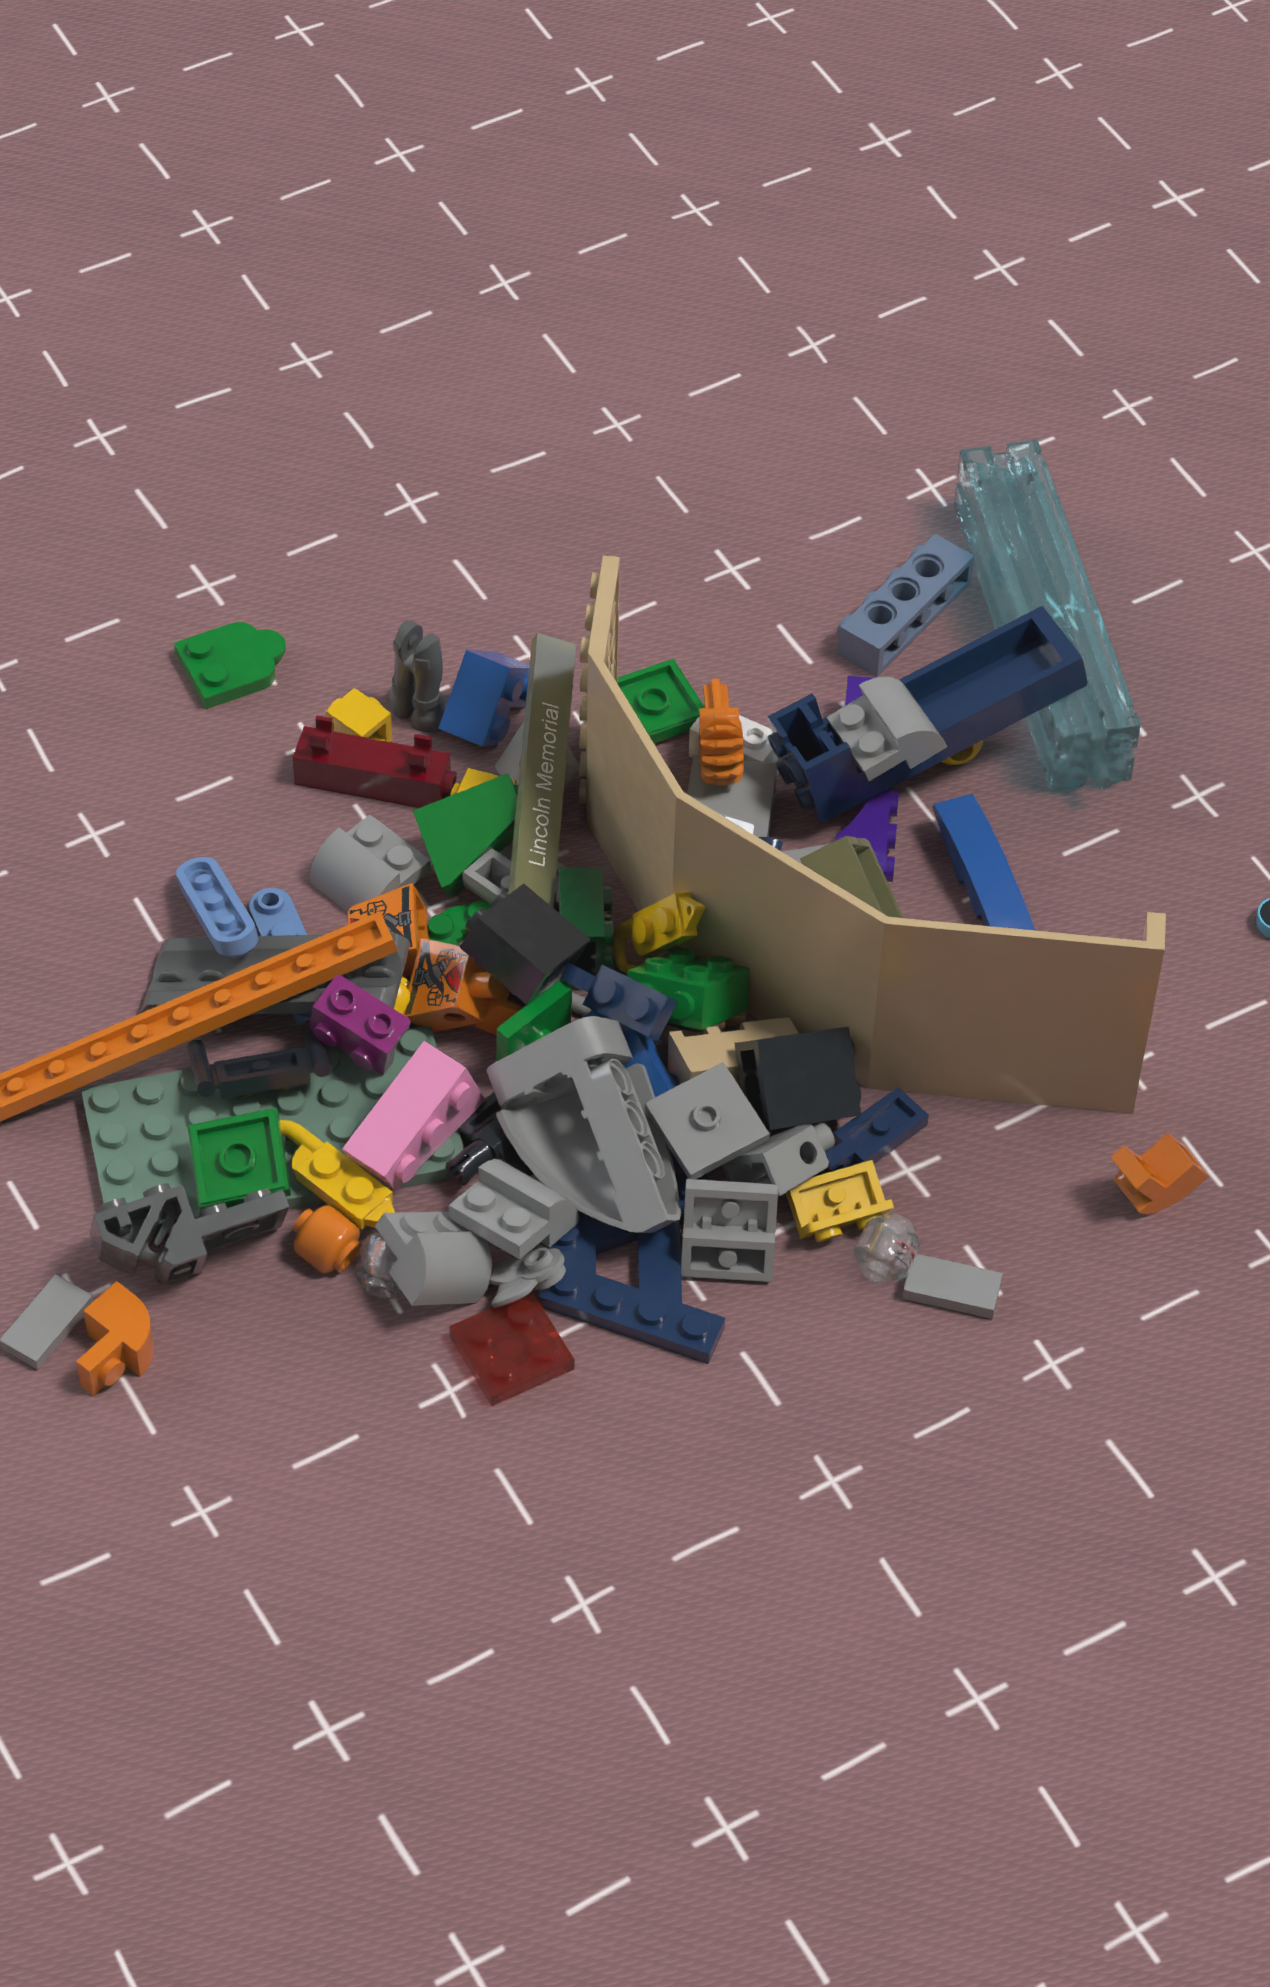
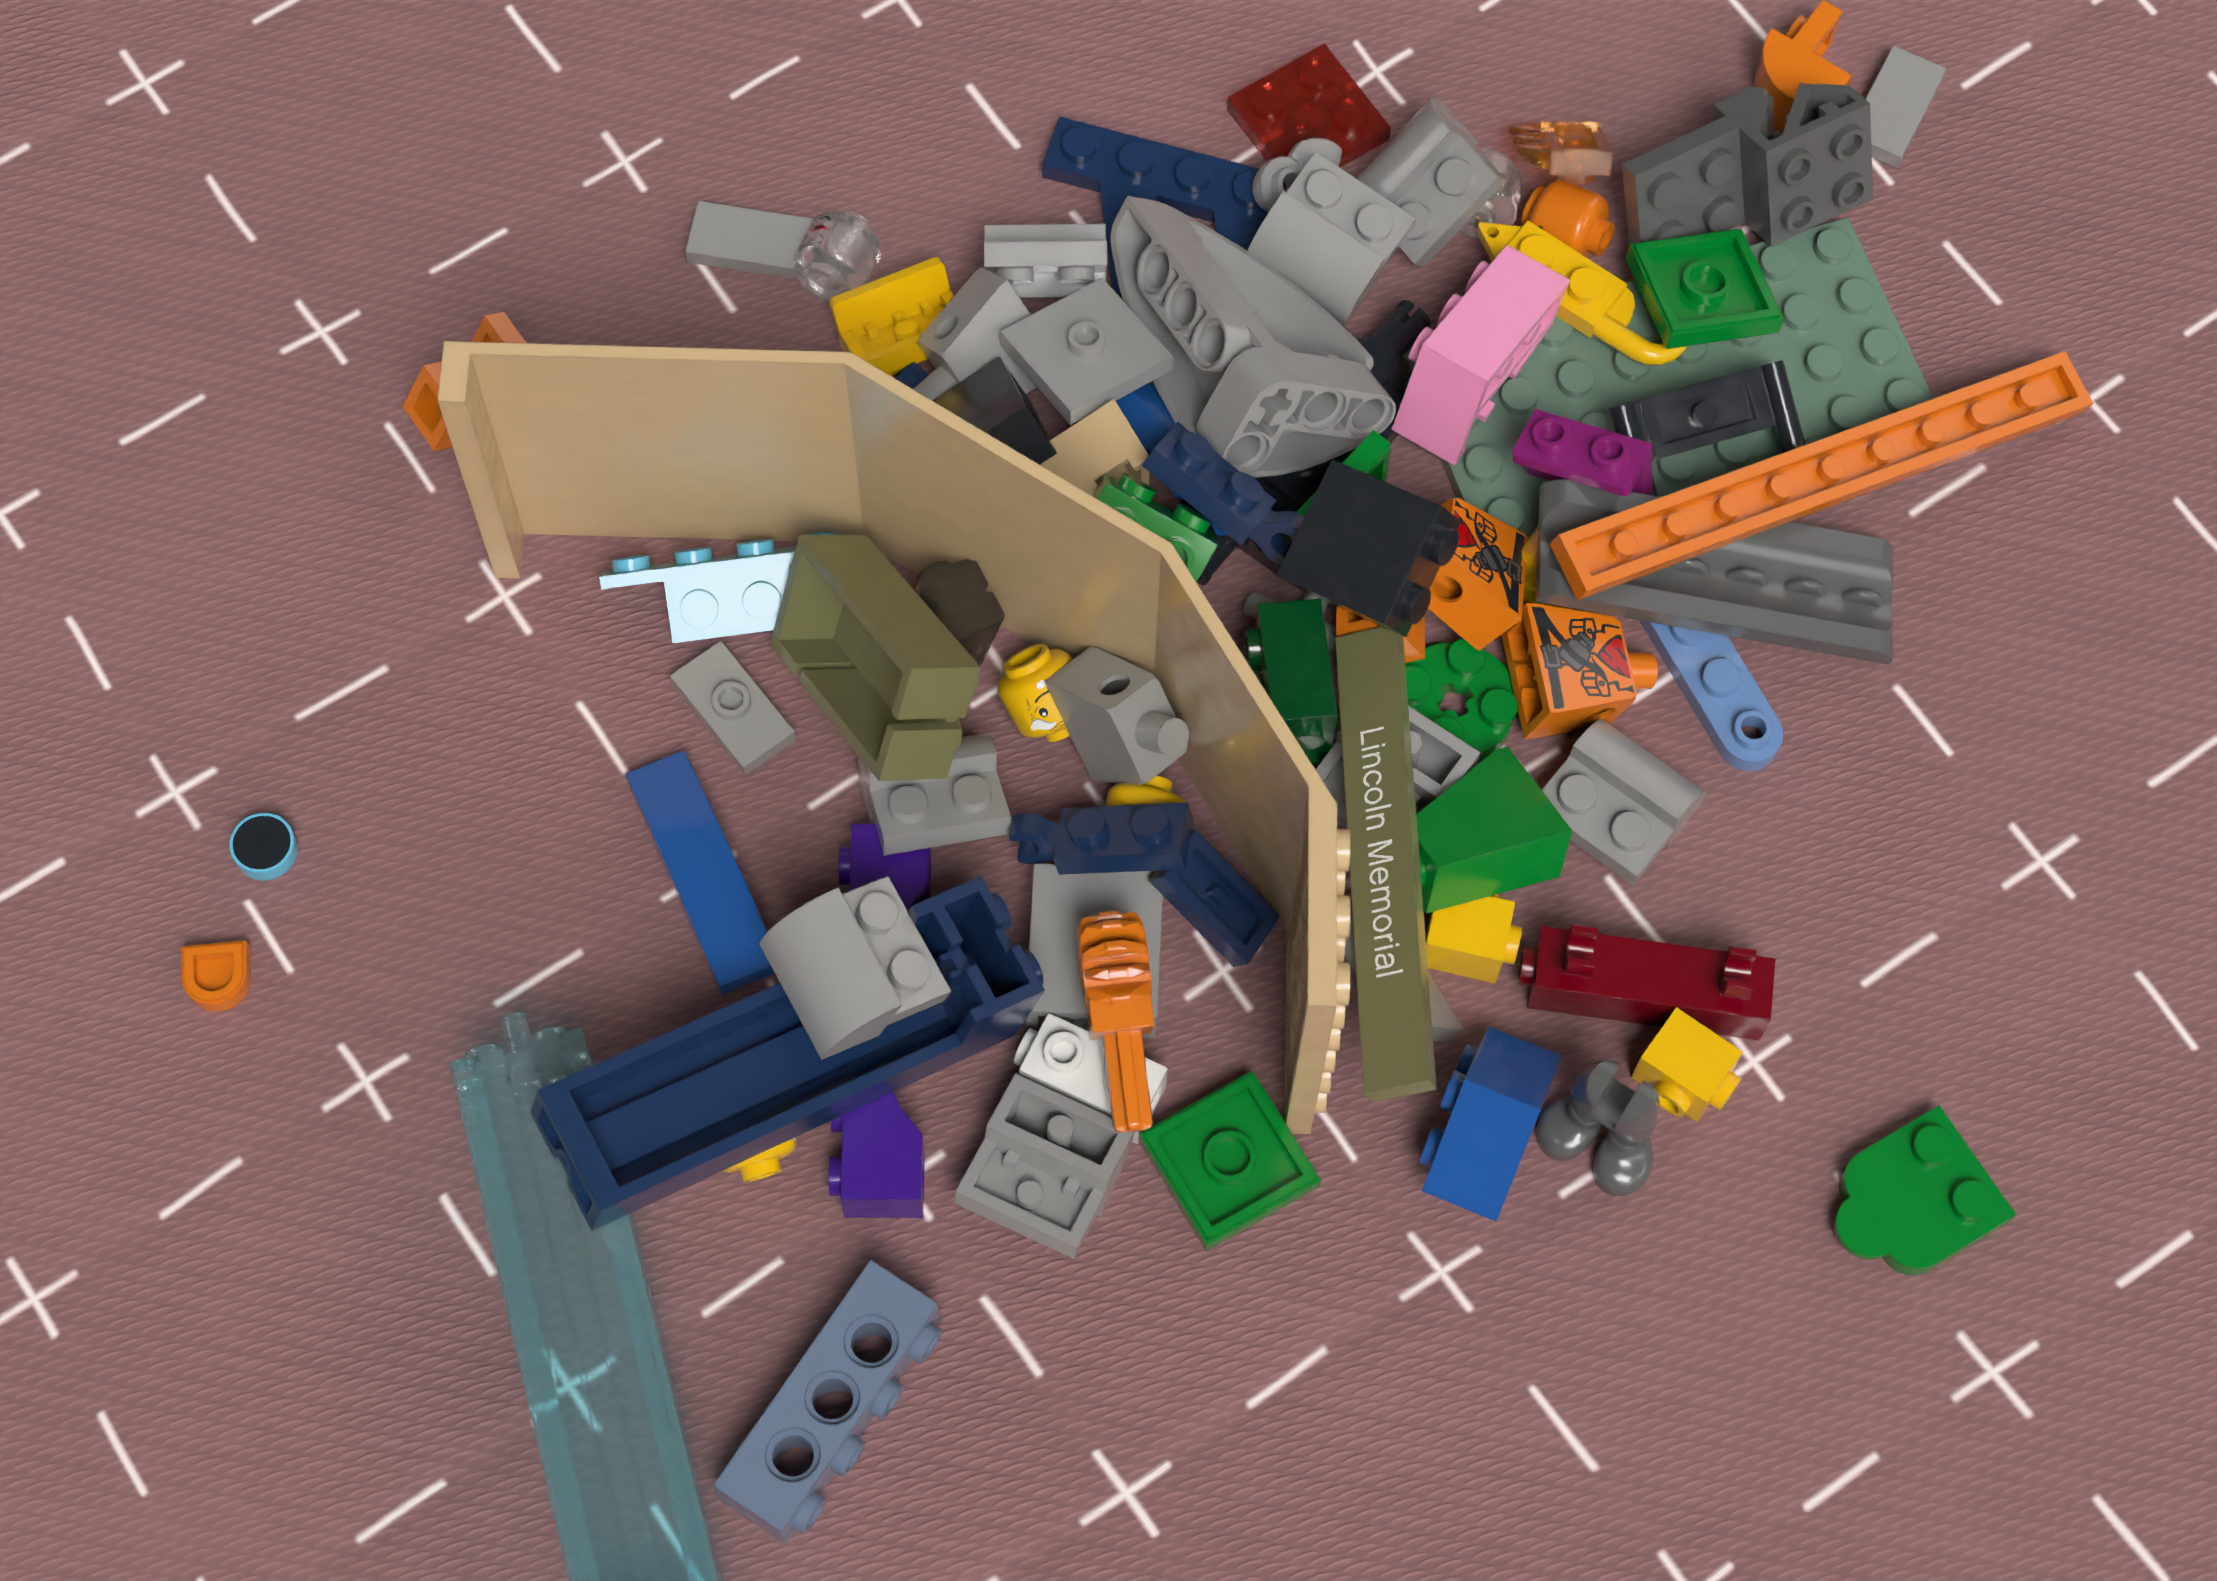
camera: 175 degrees right, 15 degrees up
(217, 907) = (1827, 680): medium blue plate -> none
(317, 1280) = (1565, 149): none -> clear orange plate
(770, 684) = (1044, 1166): none -> light grey brick

